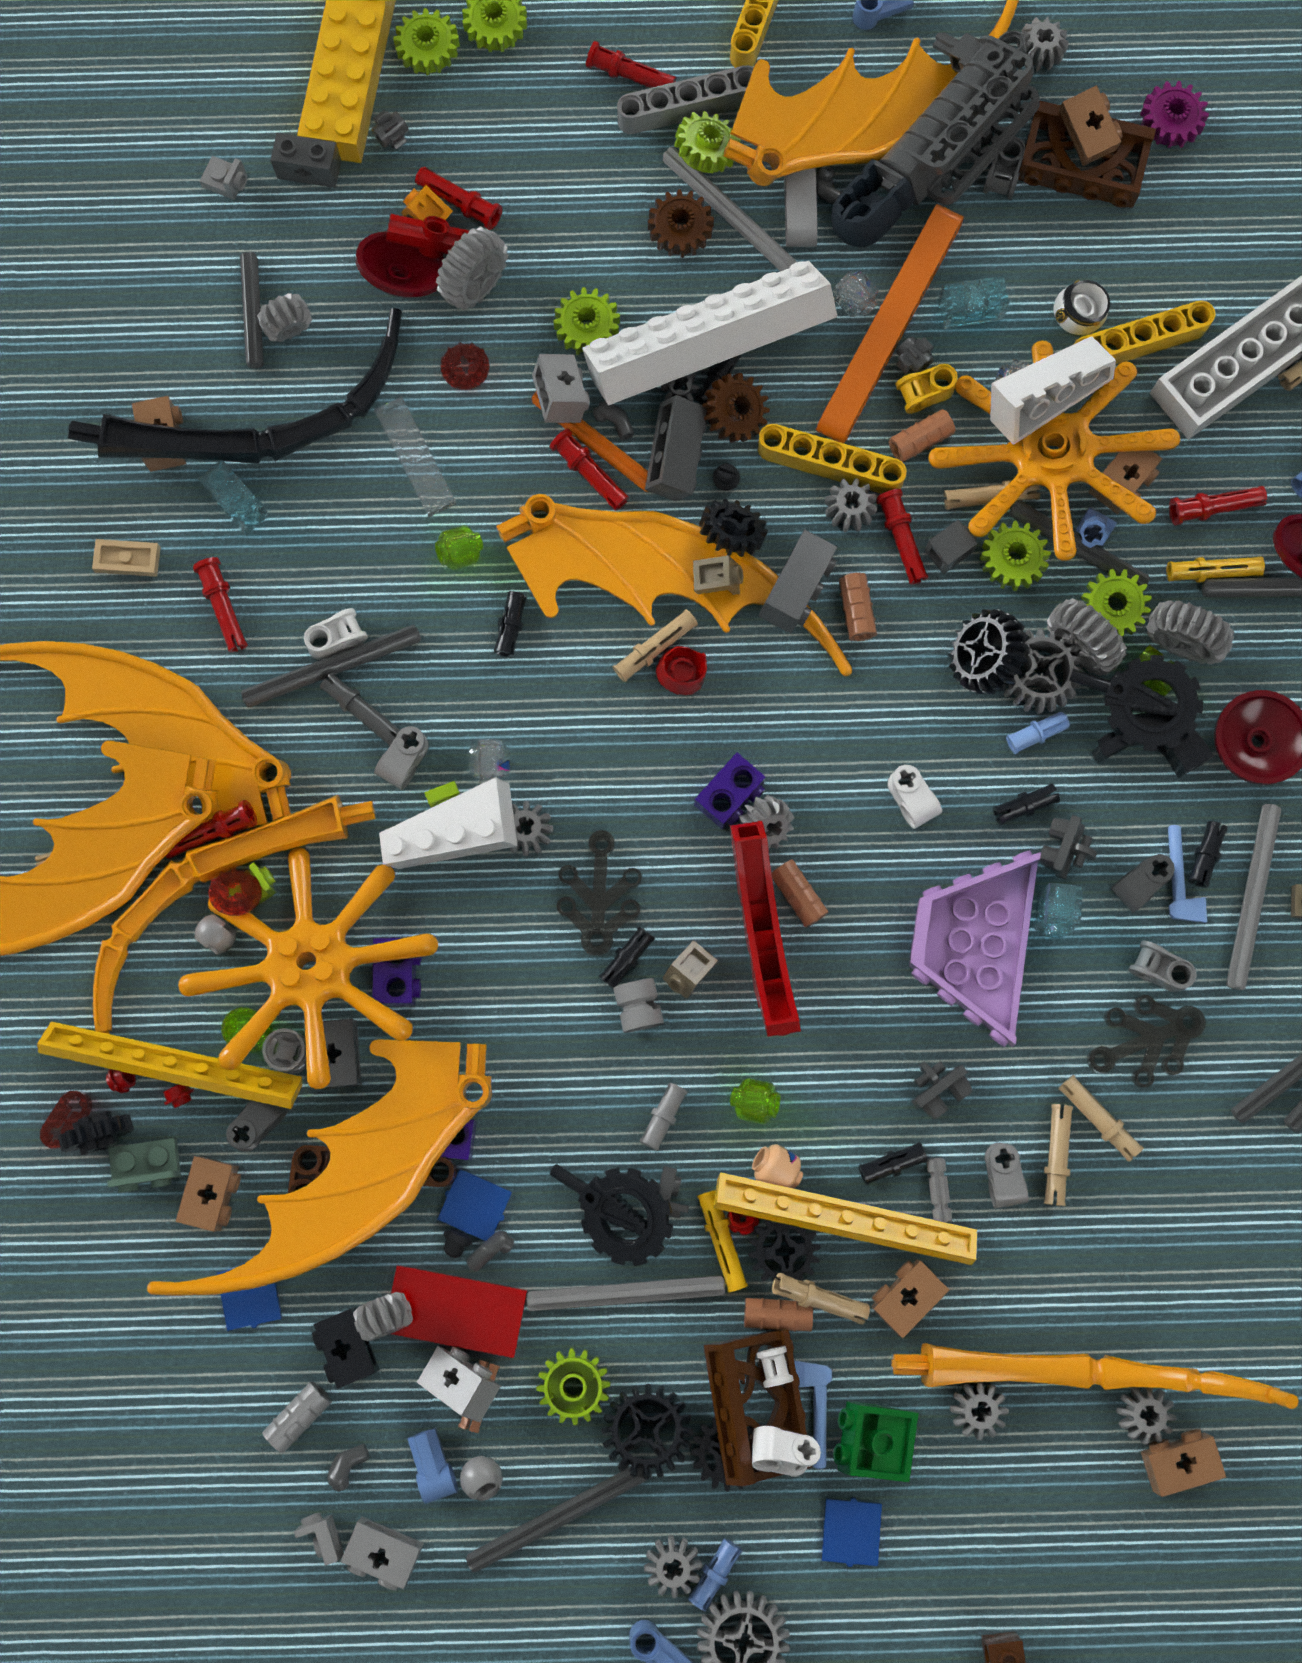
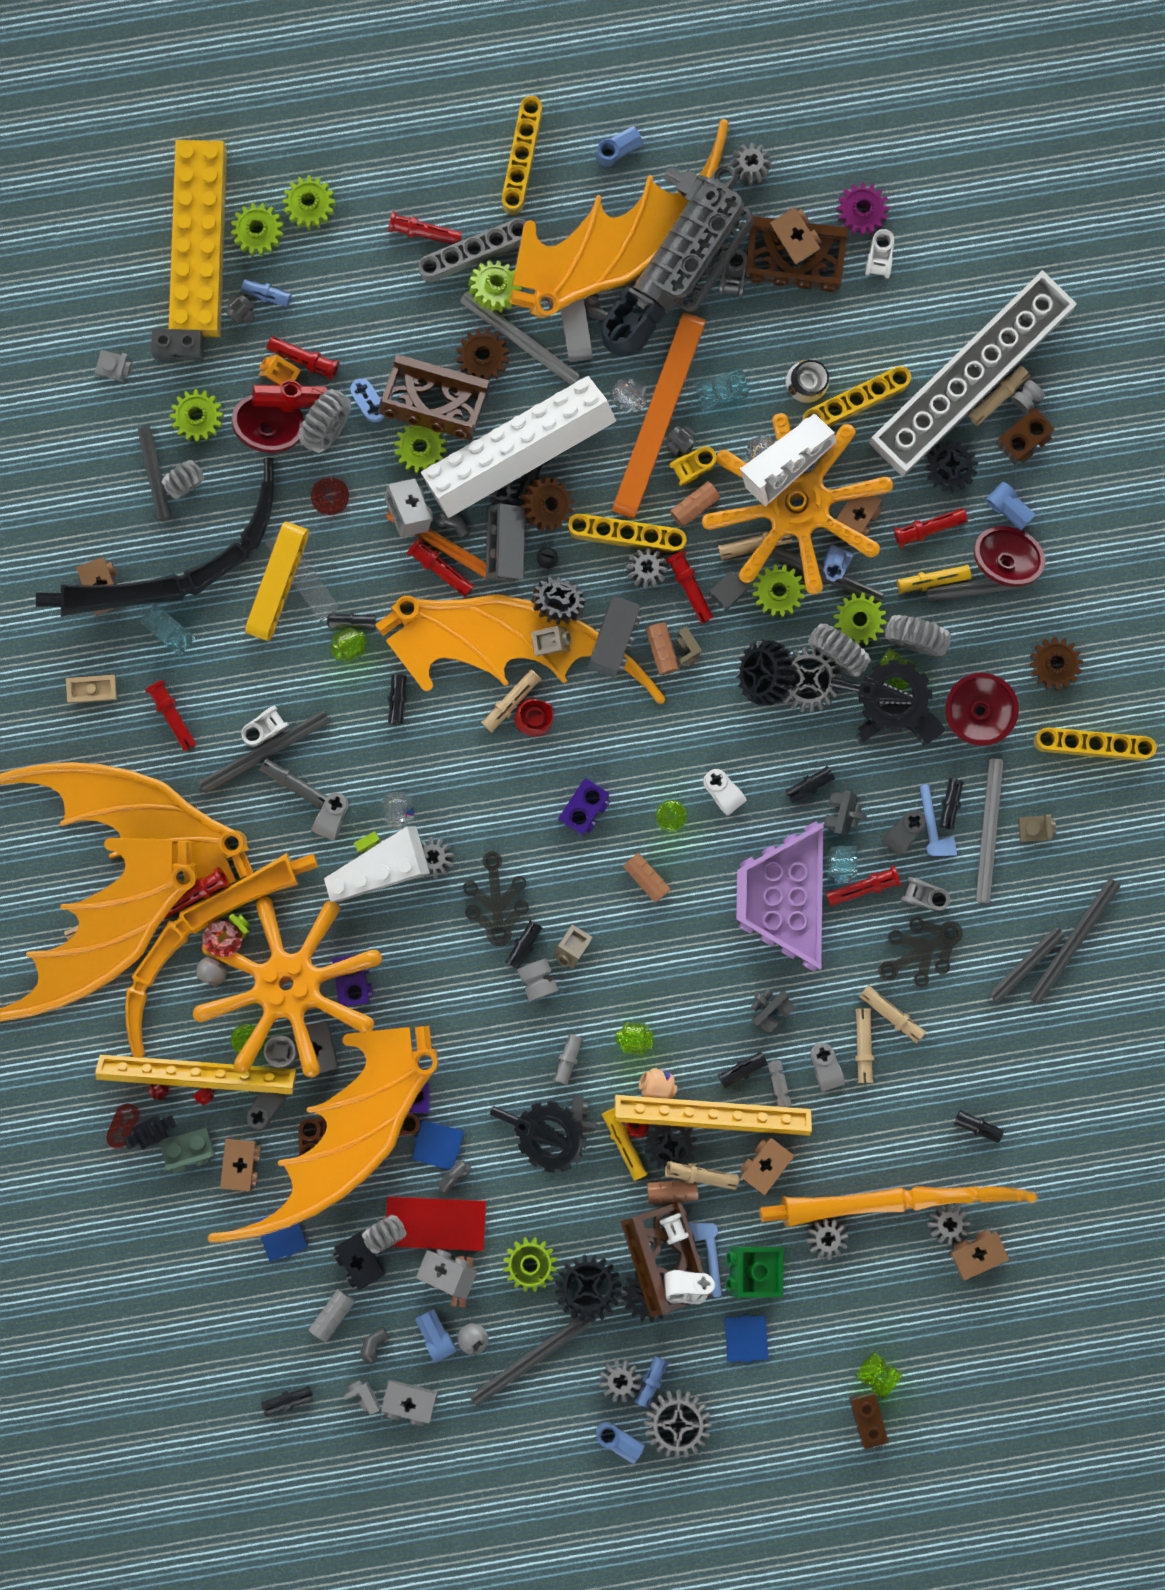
camera: 10 degrees left, 5 degrees up
(218, 1526) = (287, 1401): none -> black pin
(310, 234) = (196, 403): none -> lime gear
(381, 456) = (277, 581): none -> yellow beam
(441, 123) = (266, 293): none -> medium blue pin
(456, 1242) = (428, 1173): black piece -> none
(475, 520) = (351, 620): none -> black axle
(524, 261) = (363, 403): none -> light blue beam
(603, 236) = (440, 418): none -> reddish brown fence
(625, 1293) = (558, 1192): light grey axle -> none
(762, 929) = (623, 911): red arch -> none
(775, 818) = (614, 828): light grey gear -> none
(841, 807) = (672, 824): none -> clear neon green head
(891, 603) = (688, 643): none -> dark tan bracket
(1033, 1618) = (872, 1368): none -> clear neon green wheel
(1037, 732) = (812, 727): light blue axle -> none
(1097, 938) = (874, 883): none -> red pin
(1191, 172) = (879, 258): none -> white piece
(1200, 1286) = (979, 1126): none -> black axle
(1243, 440) = (961, 465): none -> black gear

